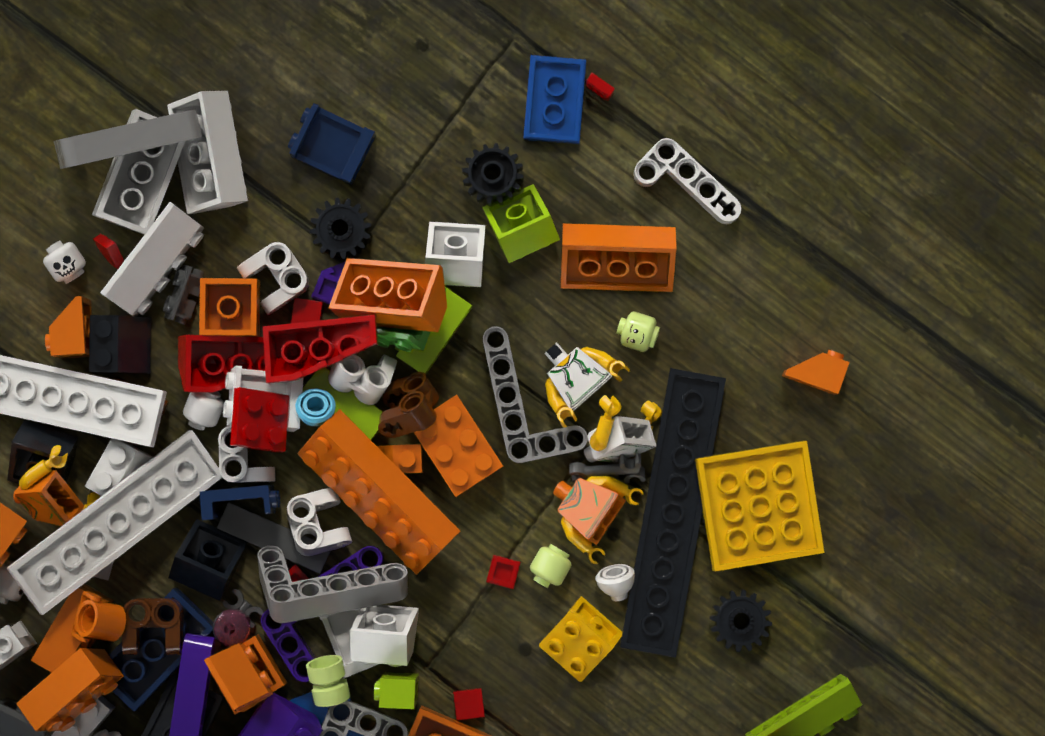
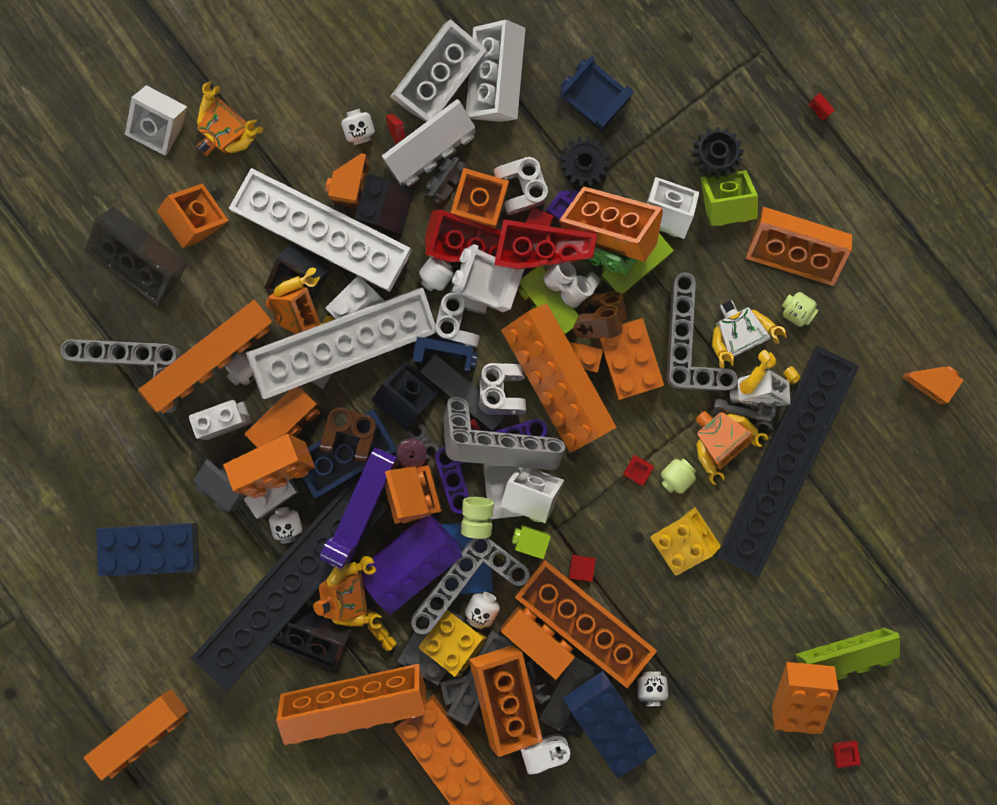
camera: 15 degrees right, 0 degrees up
(98, 619) = (307, 415): orange piece -> none
(127, 139) = (399, 37): light grey beam -> none
(259, 420) = (480, 293): red plate -> none
(315, 406) = (527, 295): medium azure brick -> none
(554, 99) = (781, 108): blue tile -> none
(616, 581) = (727, 503): white brick -> none
(690, 185) = (872, 205): white beam -> none
(754, 627) = (830, 562): black gear -> none
(759, 505) = (859, 475): yellow plate -> none

